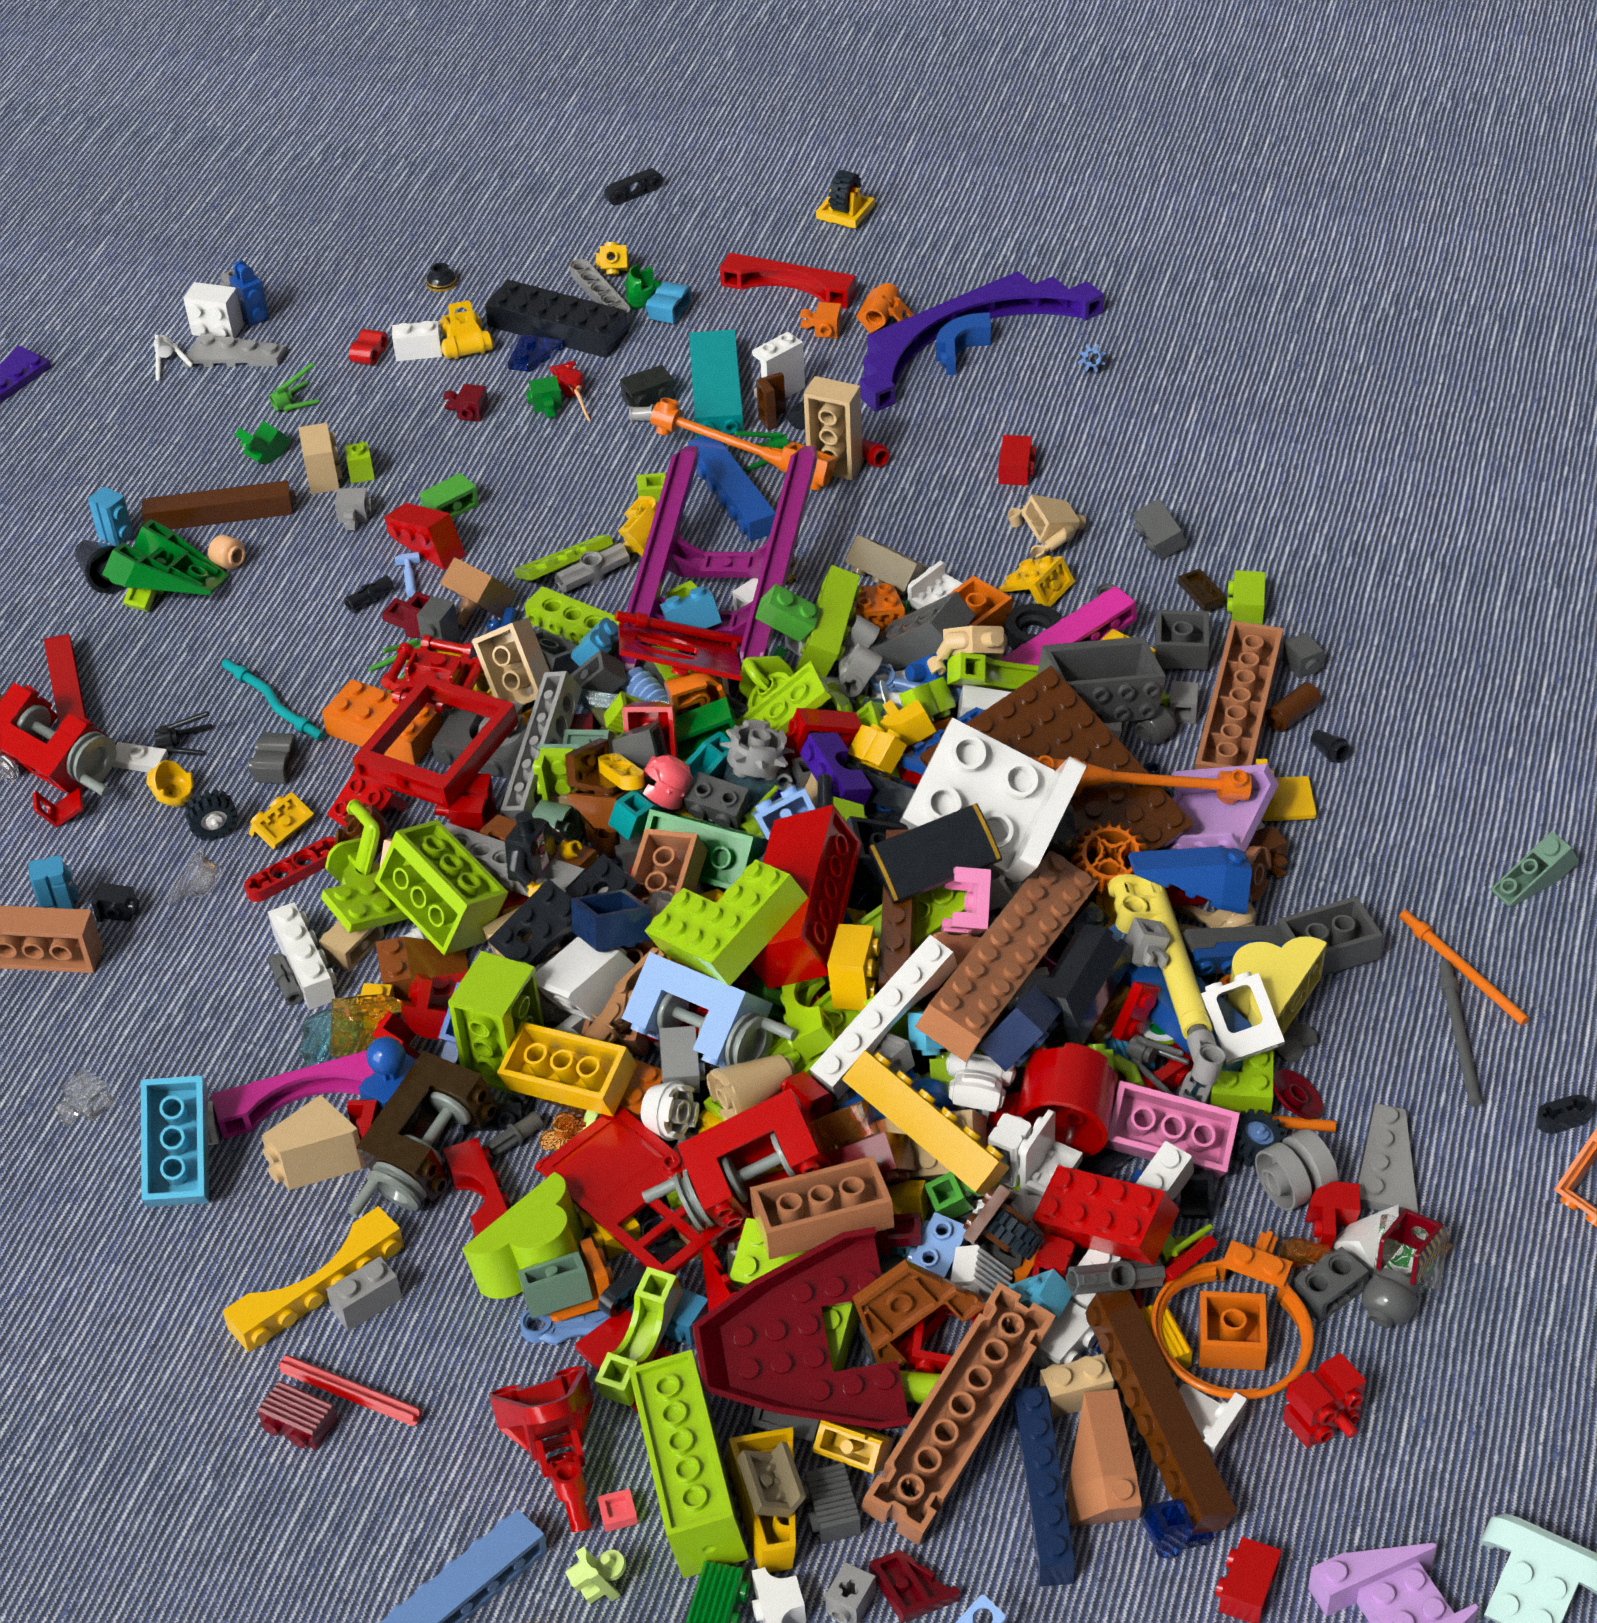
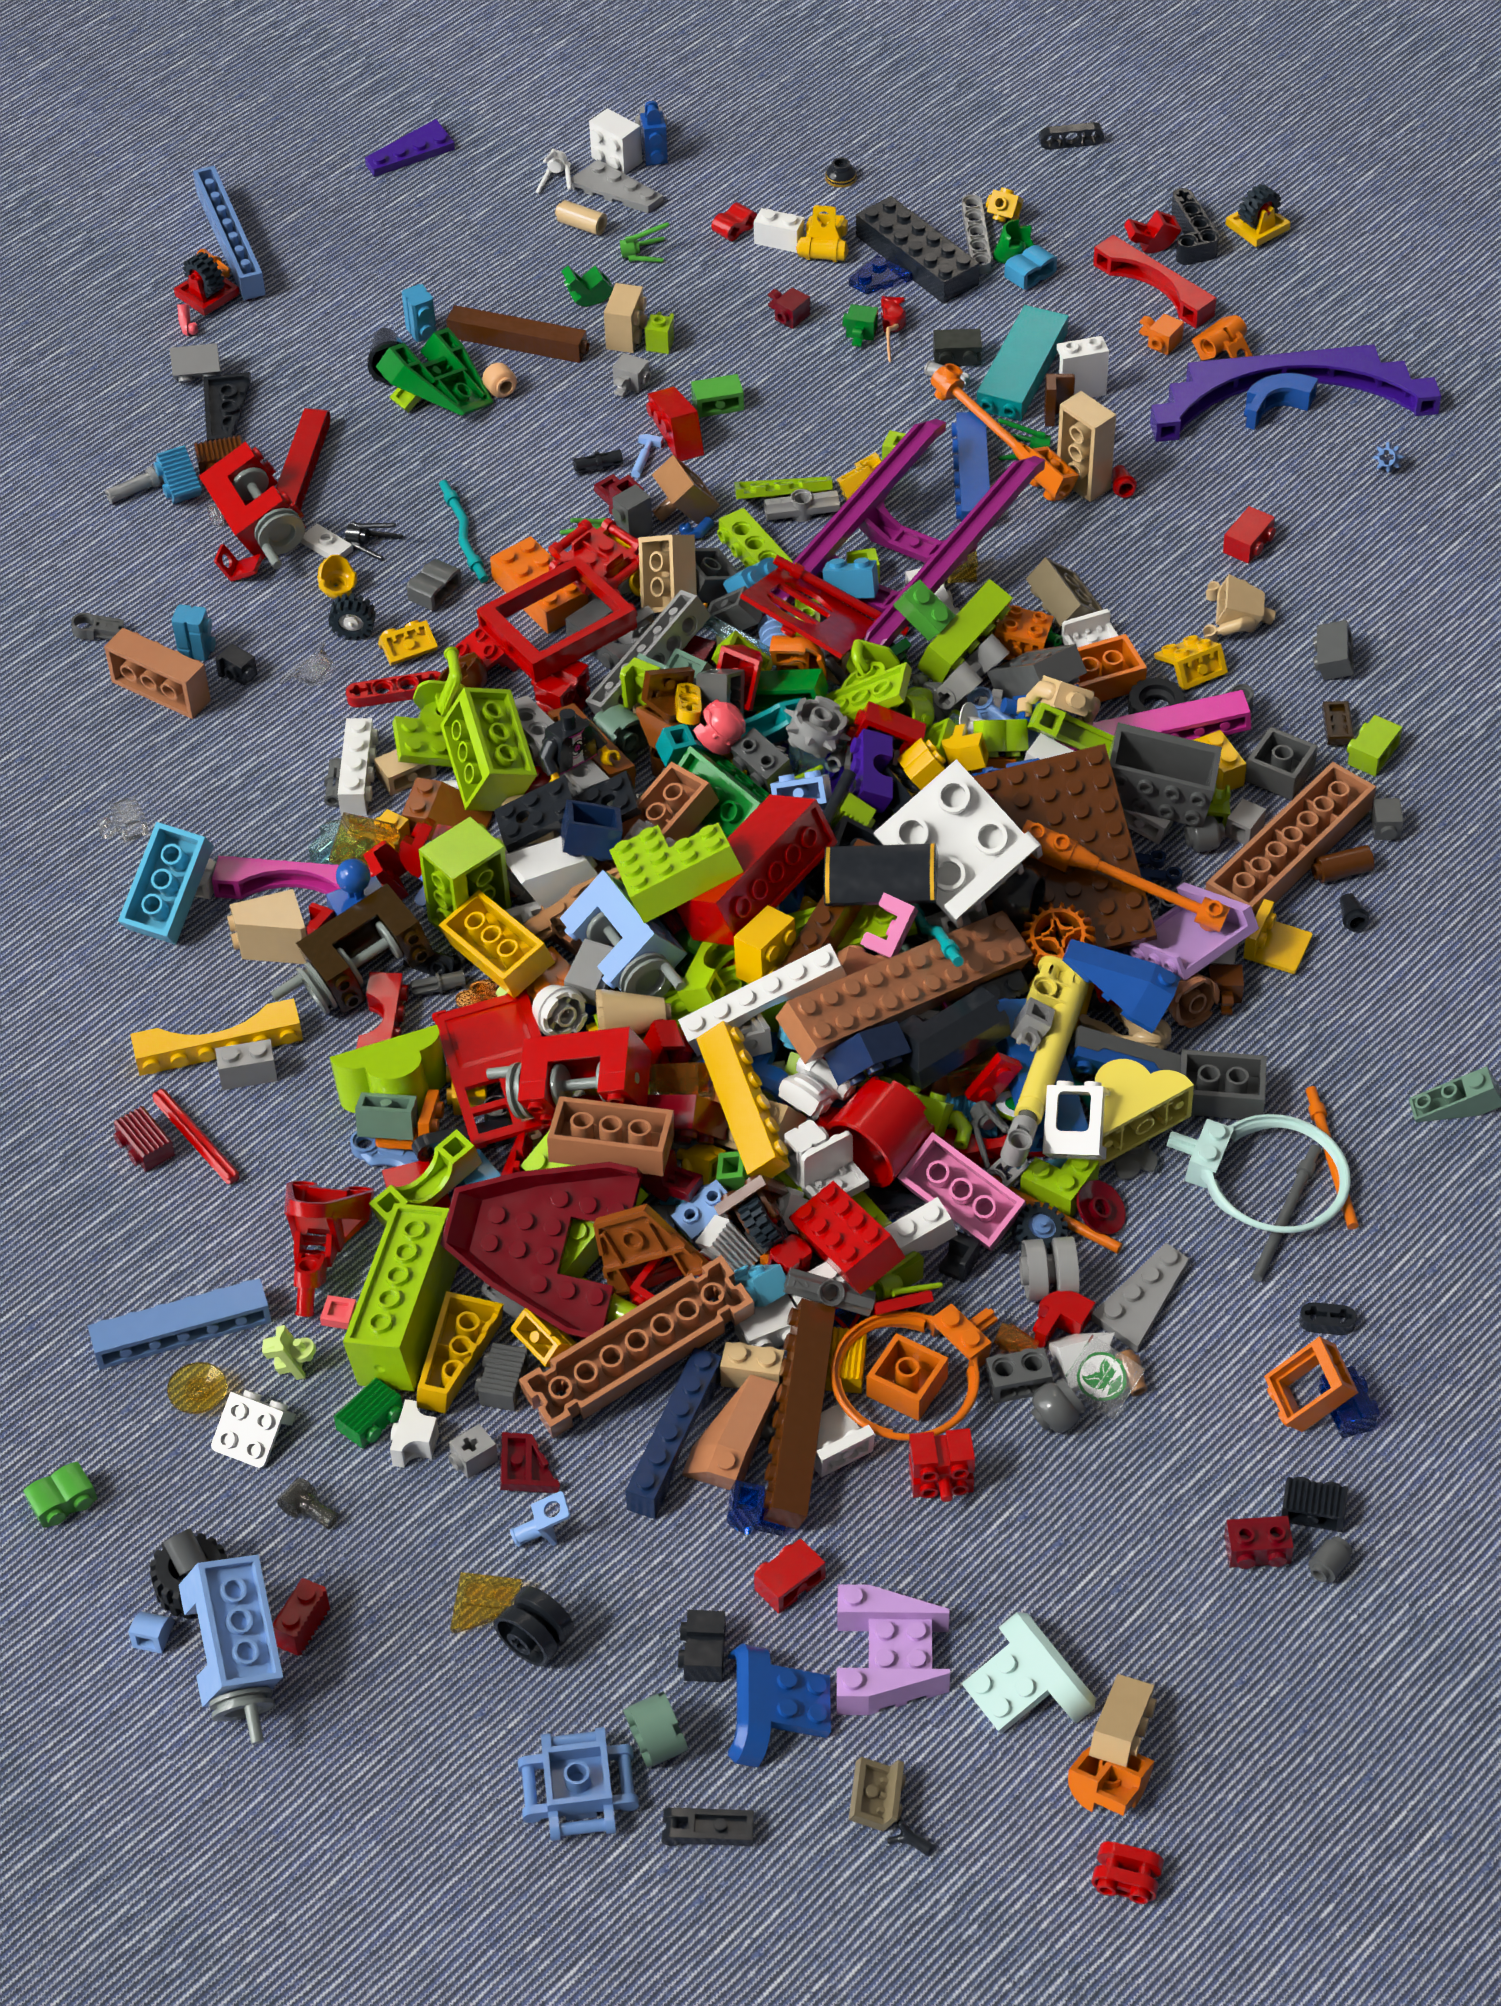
camera: 25 degrees right, 5 degrees up
(217, 387) = (581, 217): none -> tan brick
(765, 240) = (1154, 235): none -> red brick
(772, 1481) = (453, 1336): dark tan bracket -> none
(804, 234) = (1200, 237): none -> black beam
(1039, 897) = (948, 946): none -> teal bar
(1362, 1011) = (1211, 1146): none -> light aqua brick
(1402, 1233) = (1087, 1355): dark red piece -> none

